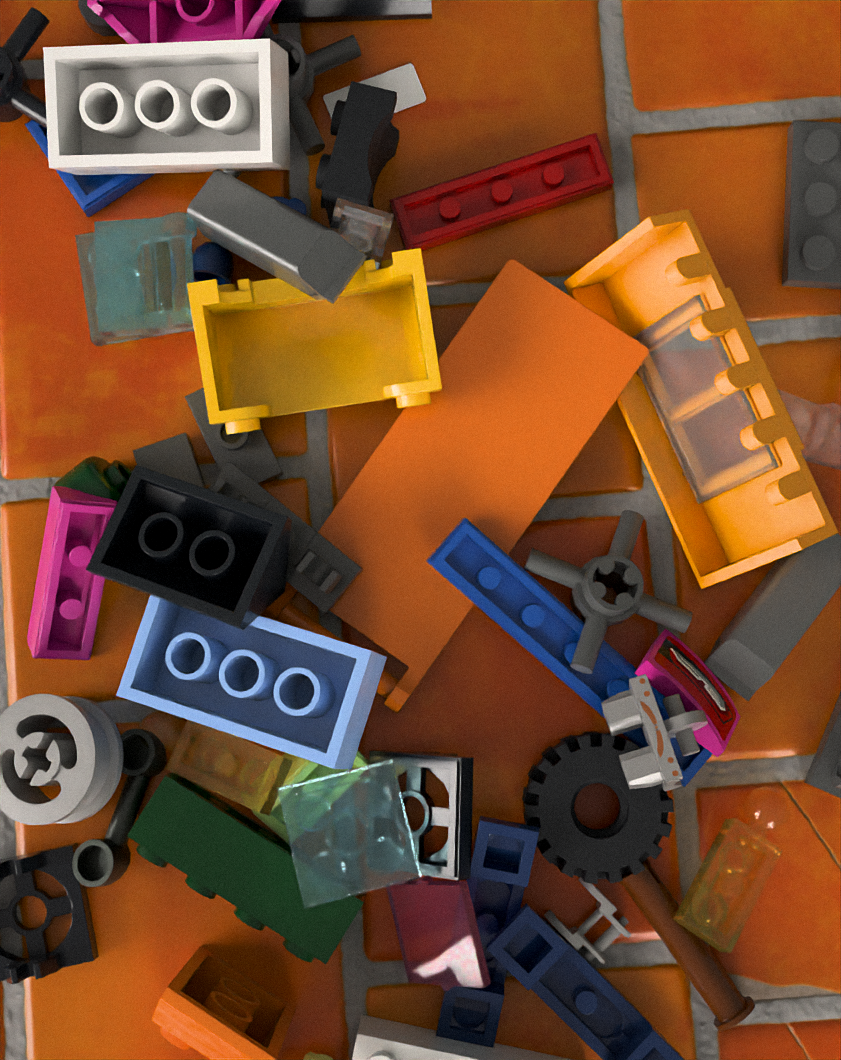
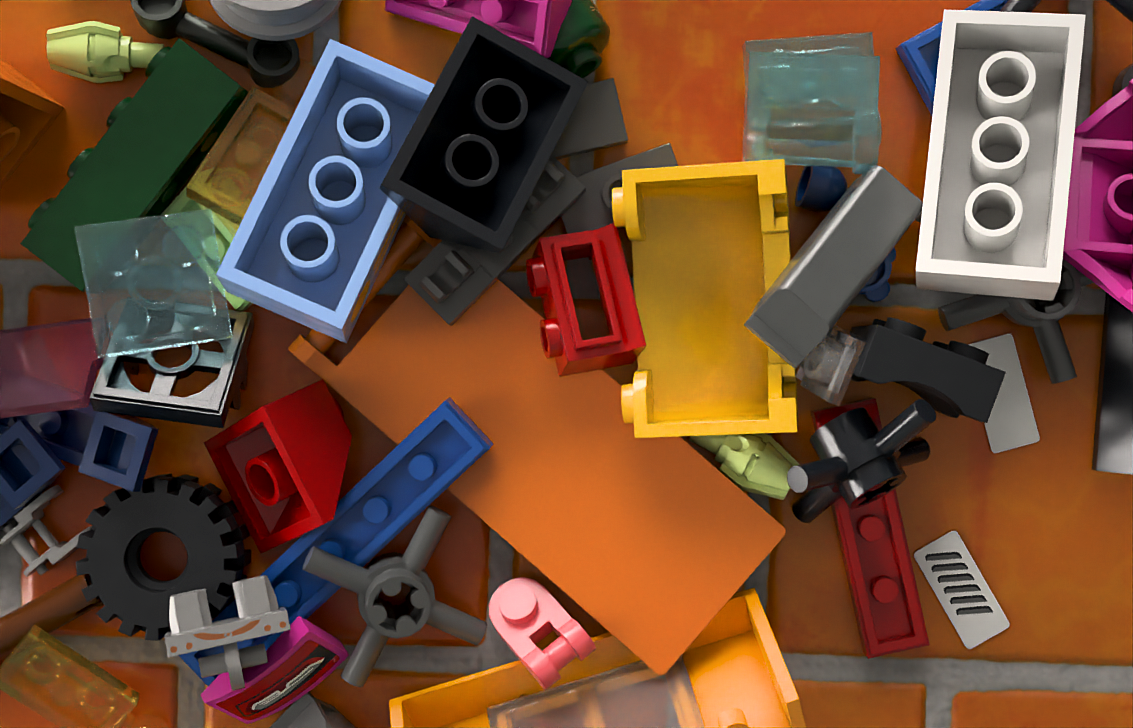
camera: 90 degrees right, 5 degrees up
(147, 915) = (96, 51): none -> yellowish green piece
(352, 467) = (560, 329): none -> red window
(441, 201) = (859, 459): none -> black bar
(454, 297) = (751, 461): none -> yellowish green piece
(504, 704) = (285, 464): none -> red slope
(546, 113) = (961, 589): none -> white sticker
(609, 475) = (524, 616): none -> plate

